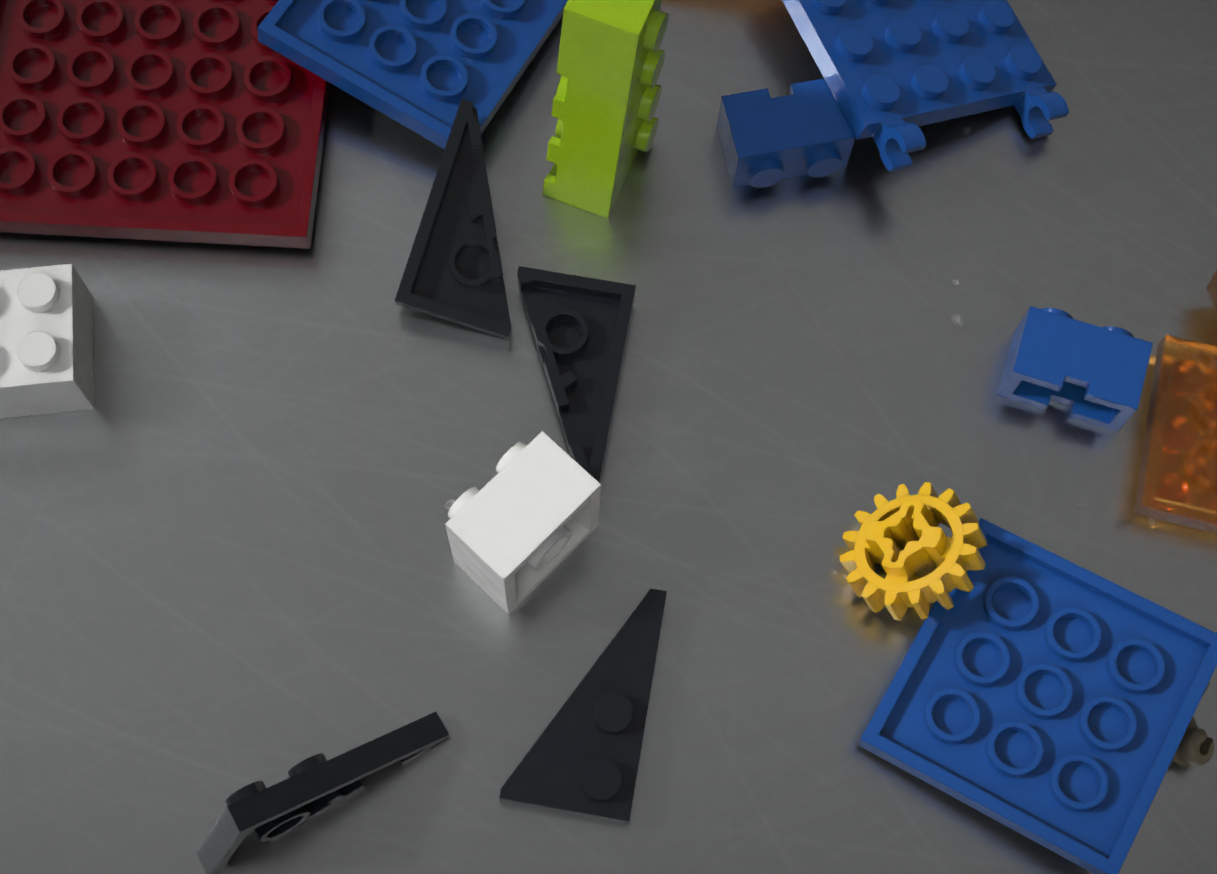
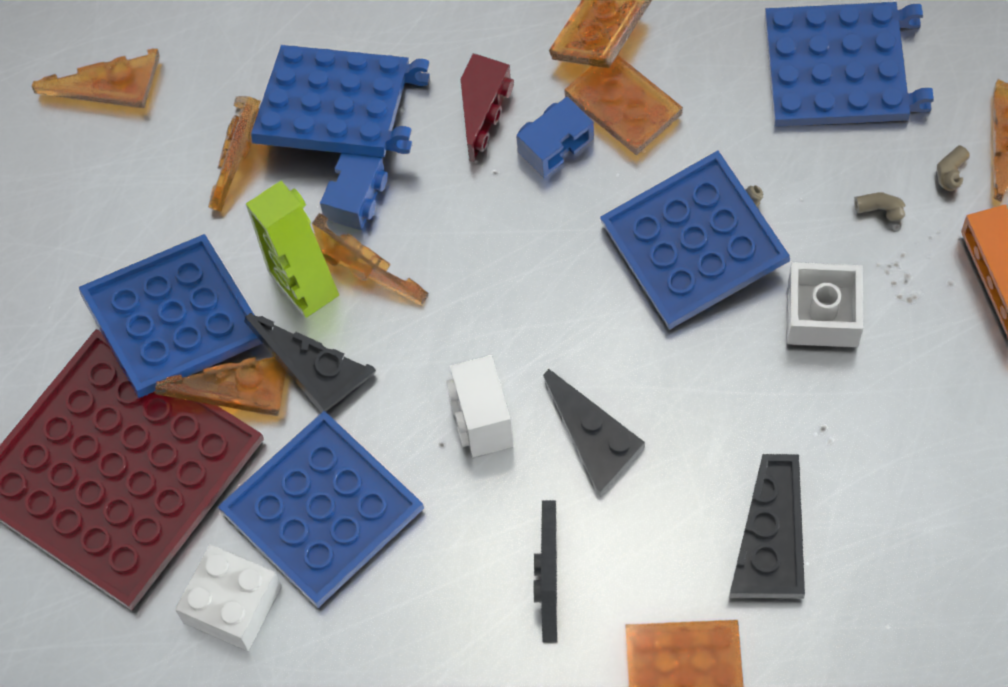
camera: 50 degrees left, 5 degrees down
(236, 391) = (321, 508): none -> blue plate
(372, 174) = (242, 386): none -> clear orange wing
(582, 345) = (402, 339): black wing -> none
(669, 214) = (363, 261): none -> clear orange wing
(913, 551) = (610, 247): yellow gear -> none
(1069, 220) = (483, 90): none -> dark red slope

